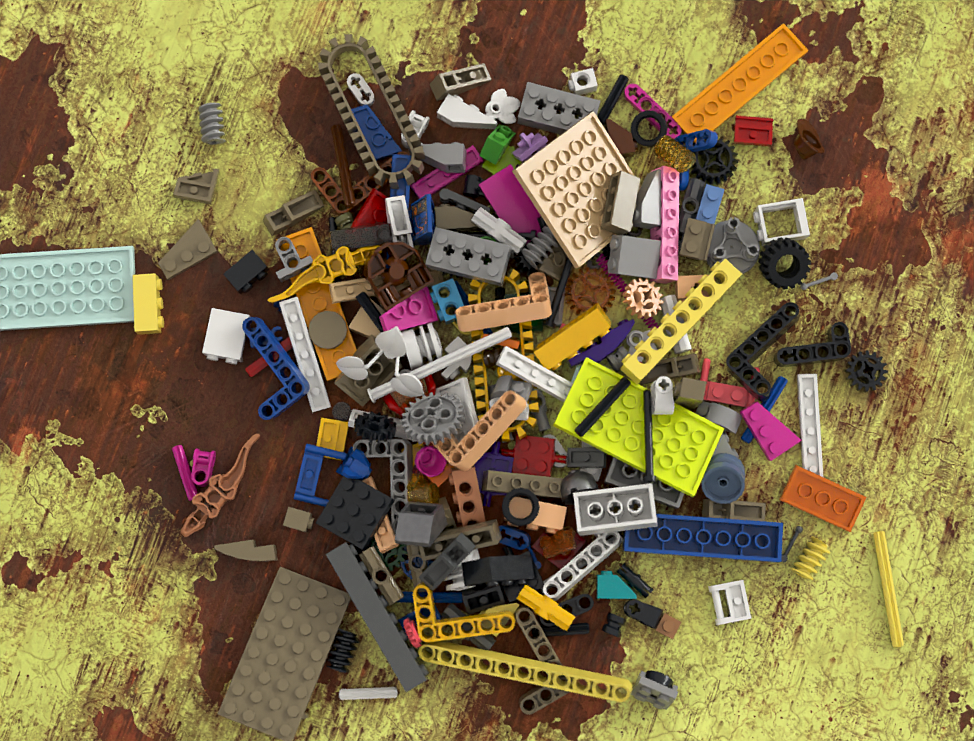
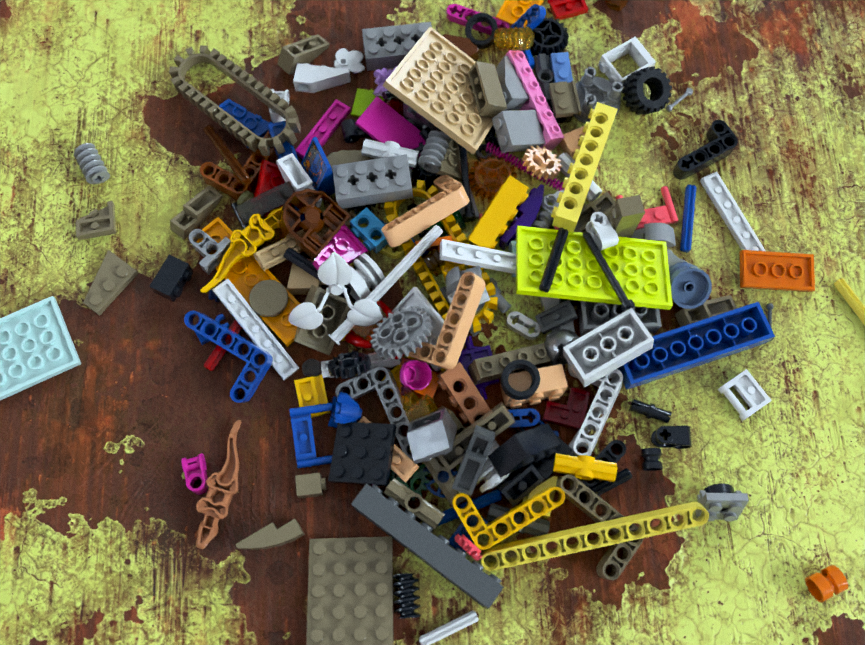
camera: 25 degrees left, 10 degrees down
(147, 304) = (85, 342): light yellow brick -> none
(184, 471) = (179, 485): dark pink axle -> none
(225, 336) = (172, 343): white panel -> none
(363, 88) = (216, 93): white beam -> none
(445, 157) = (316, 114): light grey slope -> none
(448, 196) = (336, 145): dark grey plate -> none
(452, 371) = (405, 282): white brick -> none
(497, 144) = (357, 89): bright green slope -> none
(534, 456) = (507, 333): red plate -> none
(558, 544) = (569, 402): clear orange hips -> none
(587, 75) = (409, 14): white brick -> none
(612, 98) = (440, 17): black axle -> none
(612, 587) = (634, 424): teal slope -> none
(668, 626) = (700, 440): medium nougat plate -> none
(759, 348) = (667, 136): black beam -> none
(768, 431) = (701, 232): dark pink wing -> none
(811, 558) = (795, 326): light yellow piece -> none
(863, 363) = (757, 153): black gear -> none

